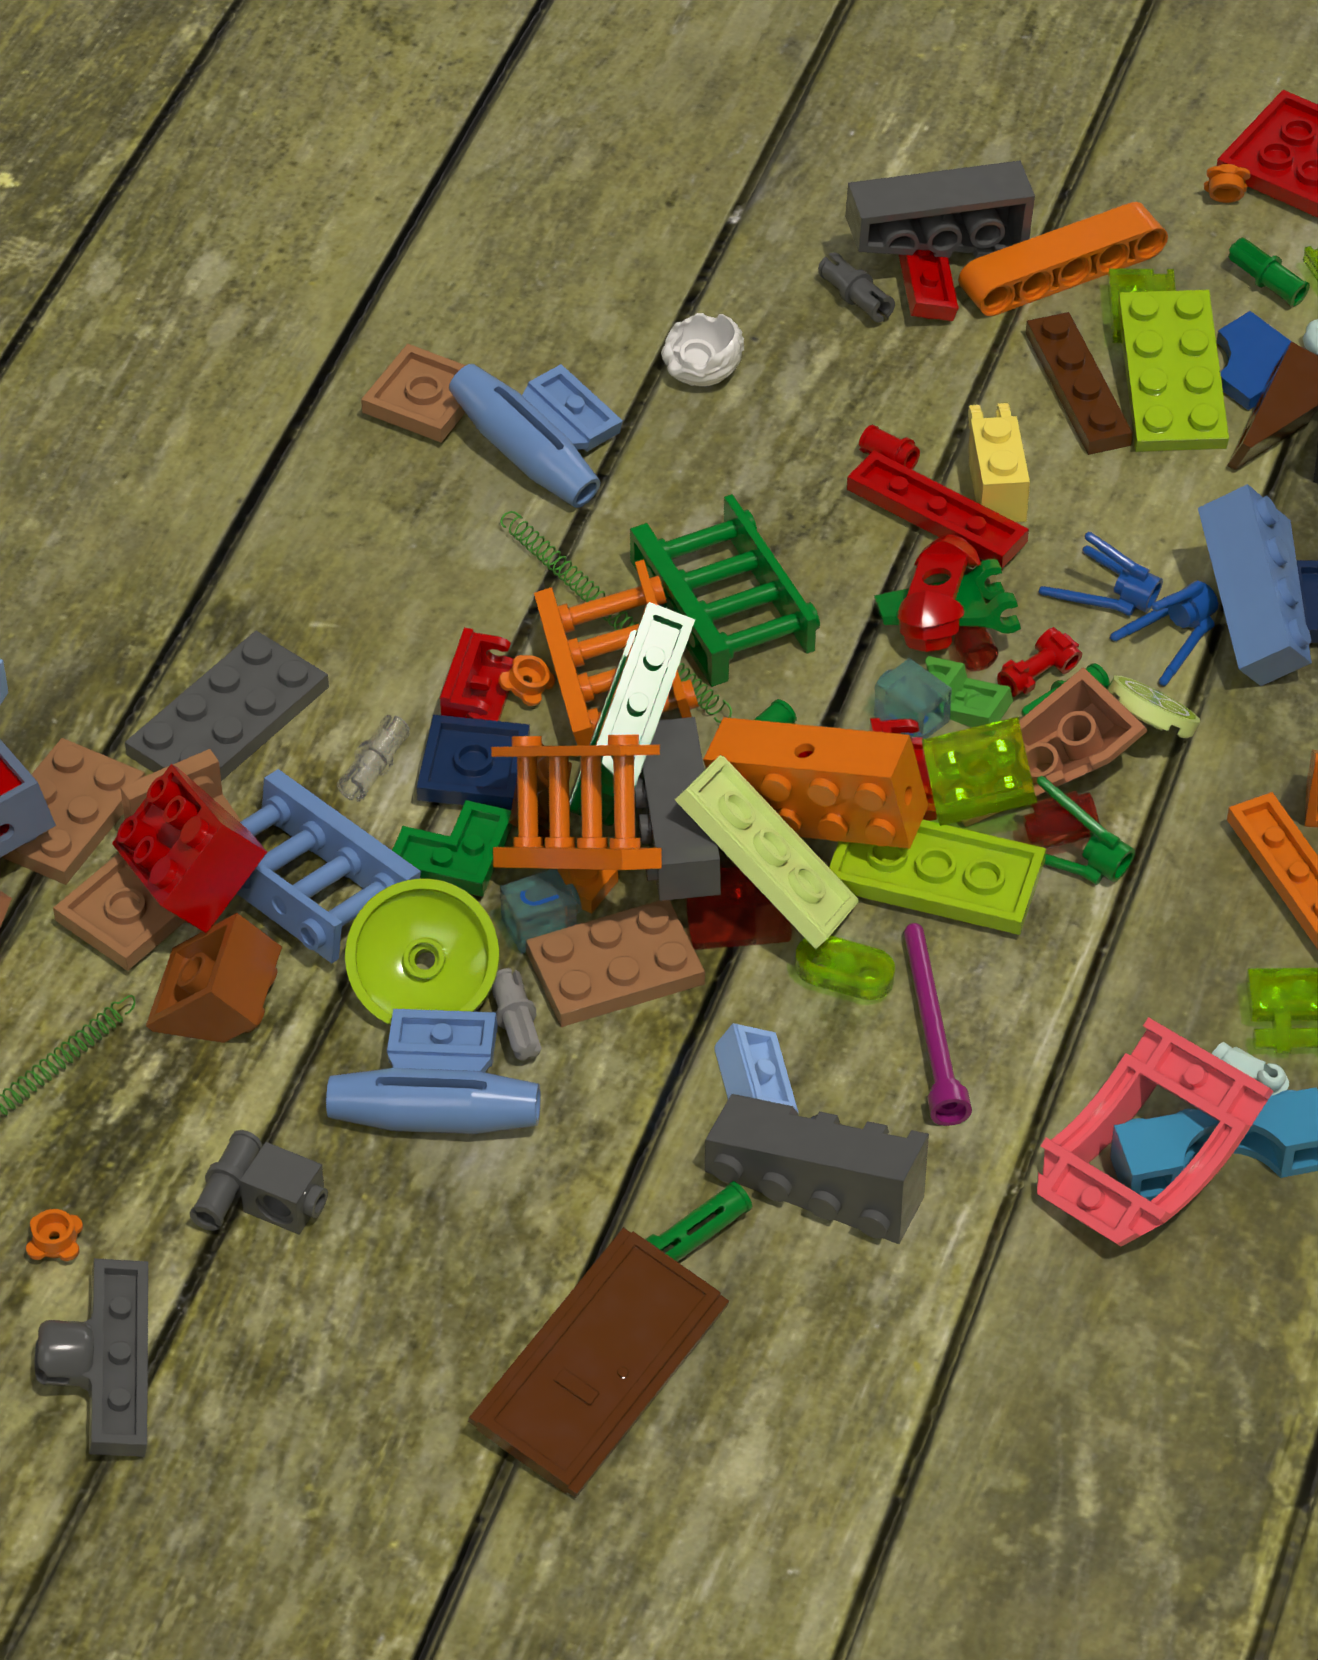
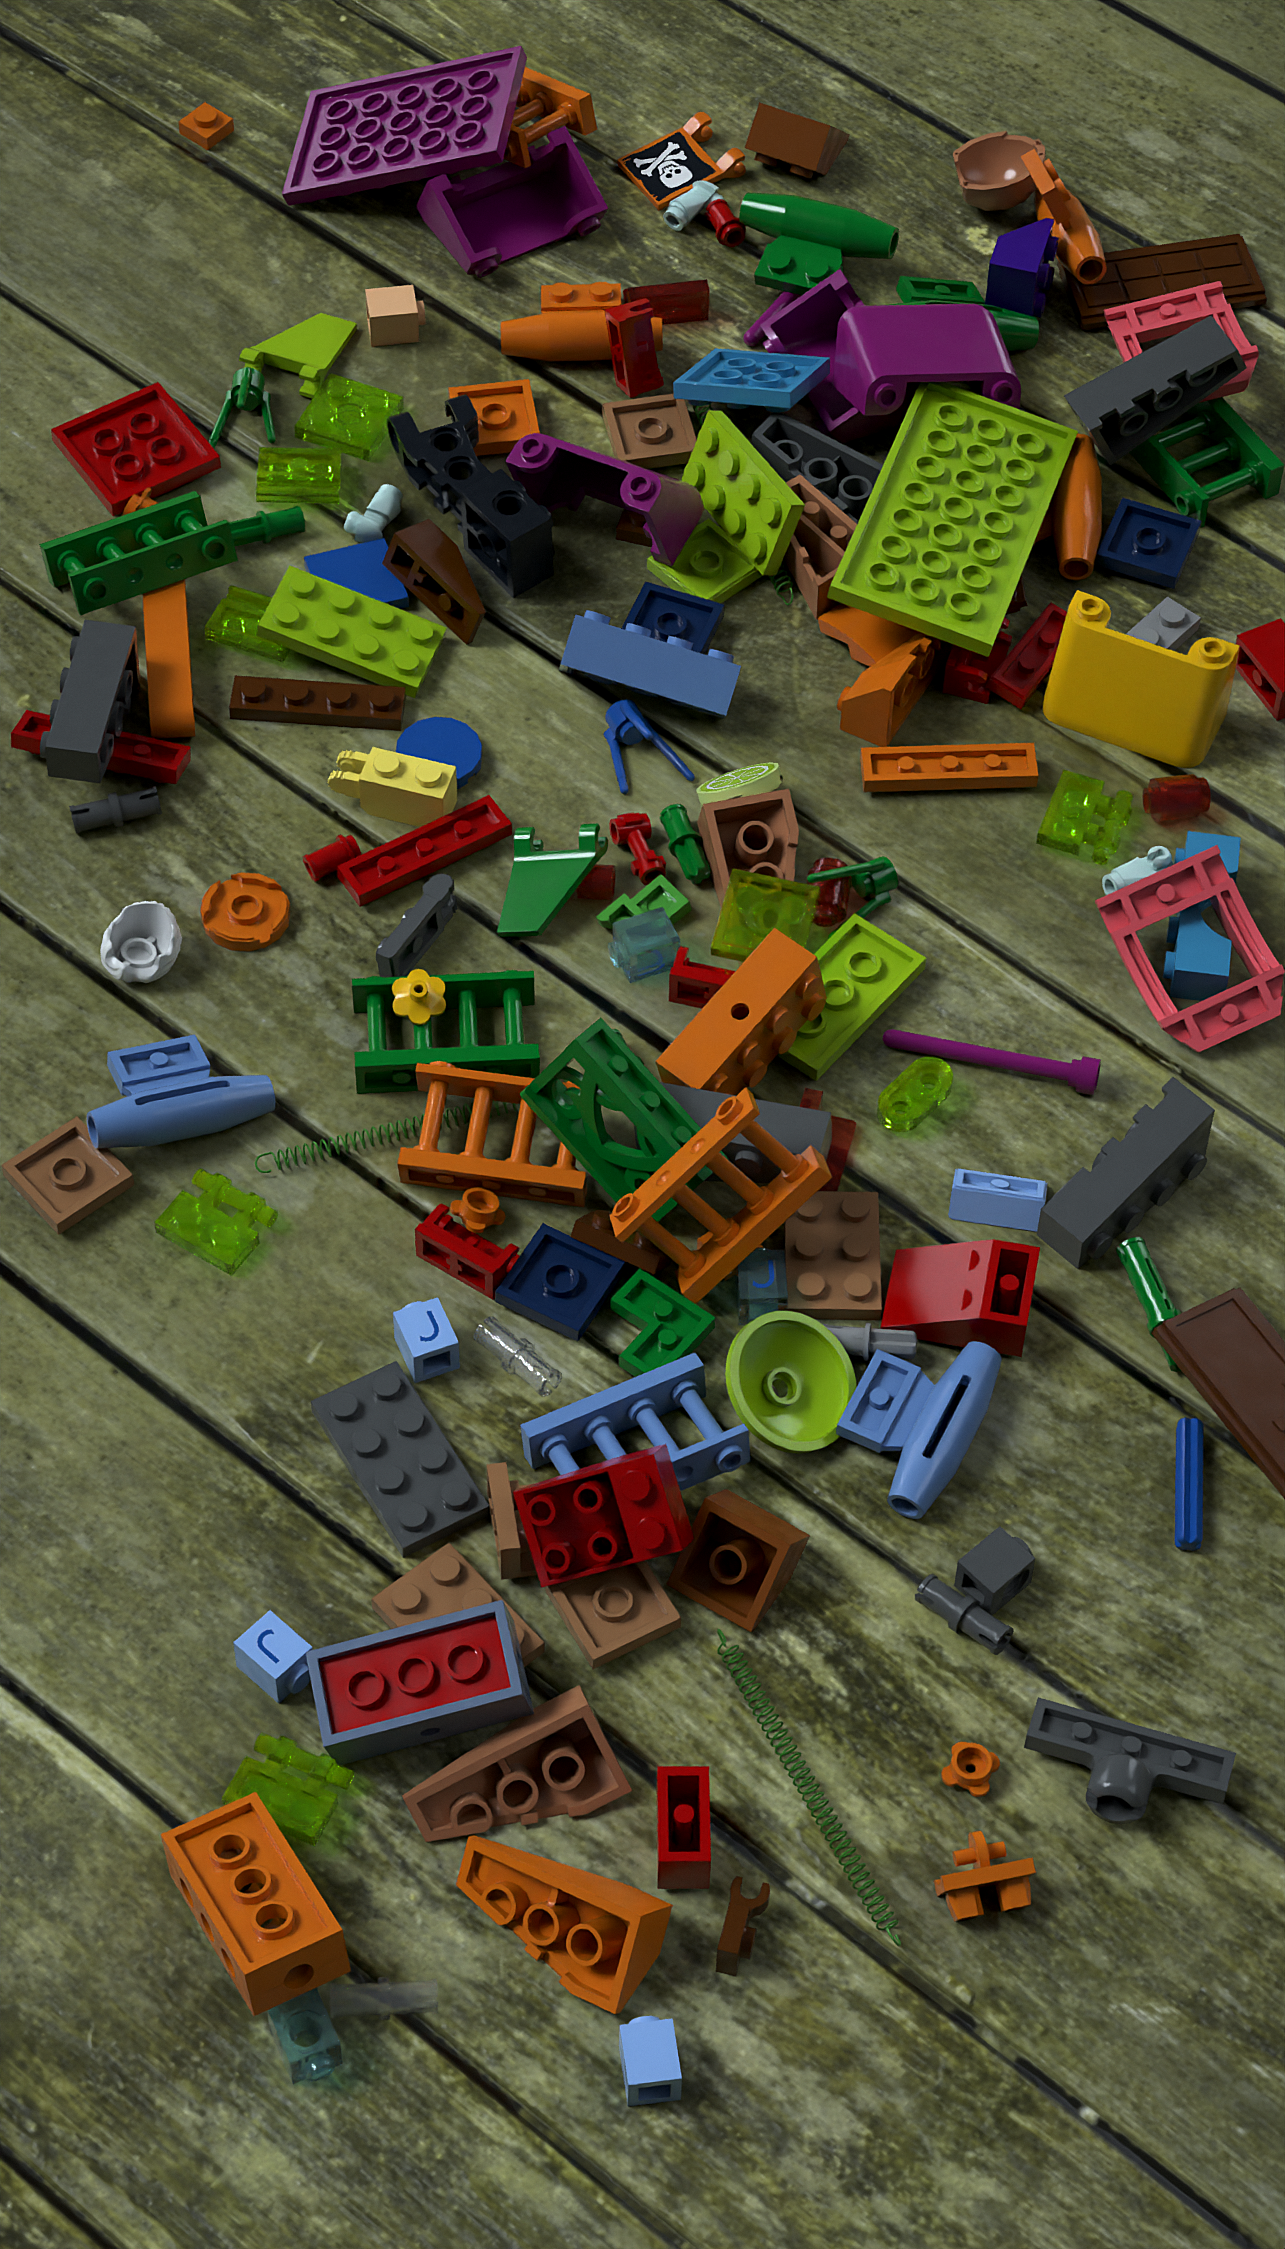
camera: 70 degrees left, 5 degrees up
(358, 685) = (426, 1339): none -> light blue brick
(415, 505) = (209, 1232): none -> clear neon green plate
(468, 1329) = (1189, 1484): none -> blue axle
(605, 1076) = (964, 1293): none -> red slope
(738, 547) = (415, 1005): none -> yellow plant
(768, 851) = (810, 1085): yellowish green tile -> none
(794, 415) = (245, 912): none -> orange tile
(834, 532) = (418, 928): none -> dark grey hinge
(930, 612) = (562, 890): red piece -> none
(1070, 485) = (444, 742): none -> blue tile
(1134, 585) = (584, 751): blue plant -> none
(1160, 189) = (138, 552): none -> green fence

